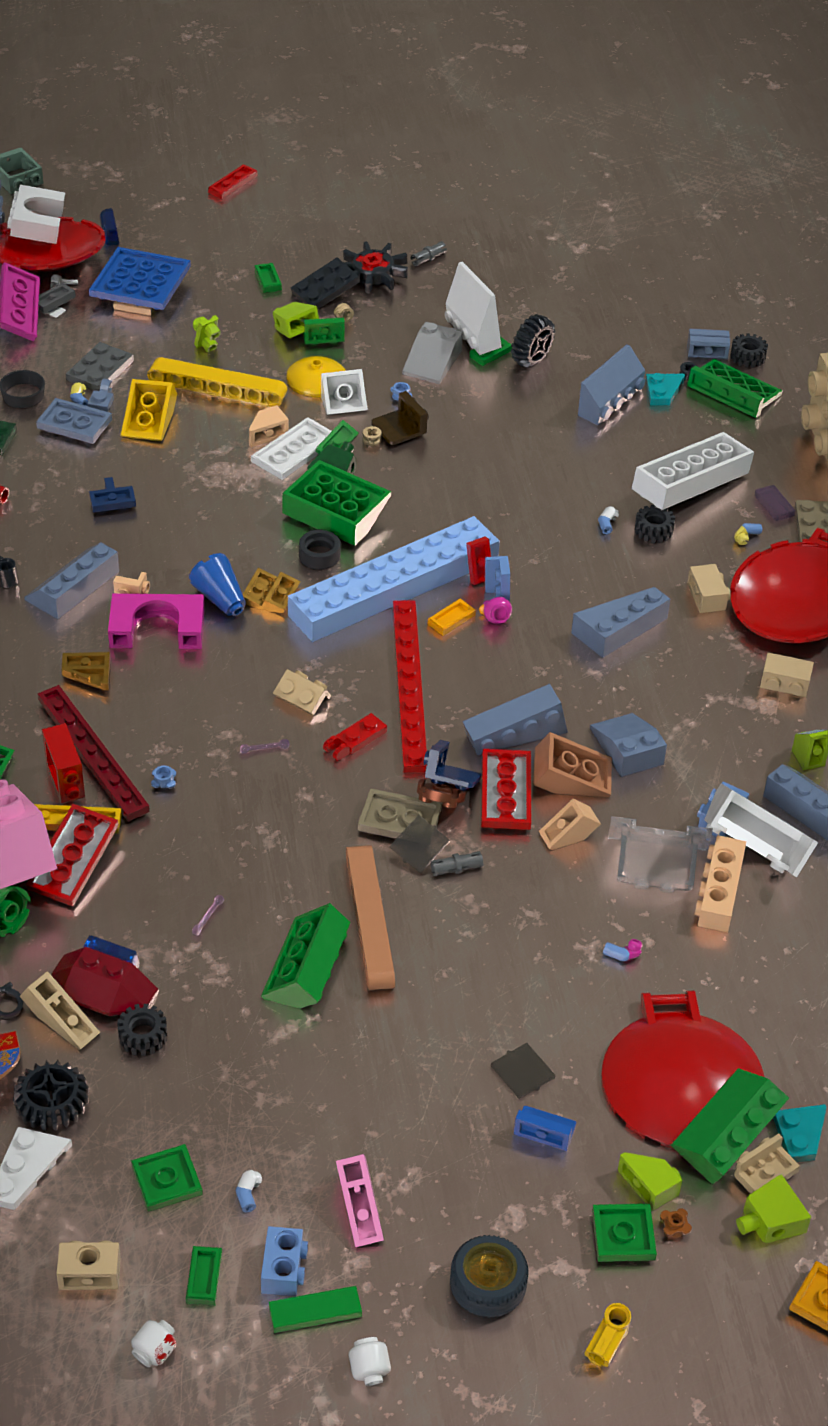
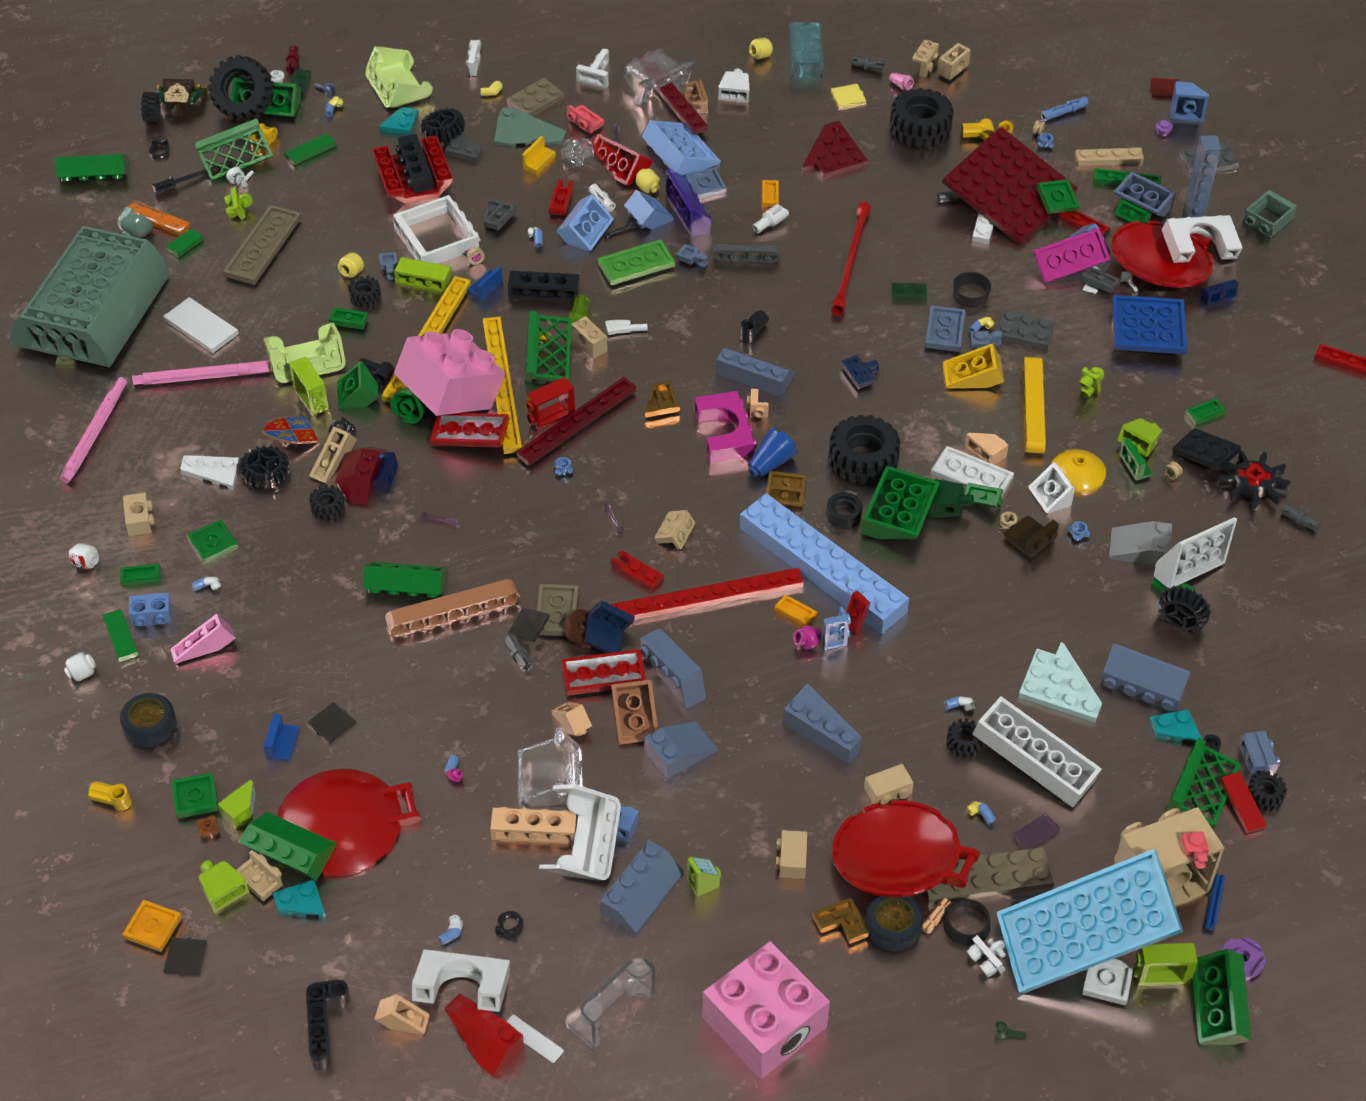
camera: 80 degrees right, 5 degrees up
(242, 529) = (863, 432): none -> black tyre
(595, 450) = (1060, 685): none -> light aqua wing
(761, 366) = (1243, 803): none -> red tile

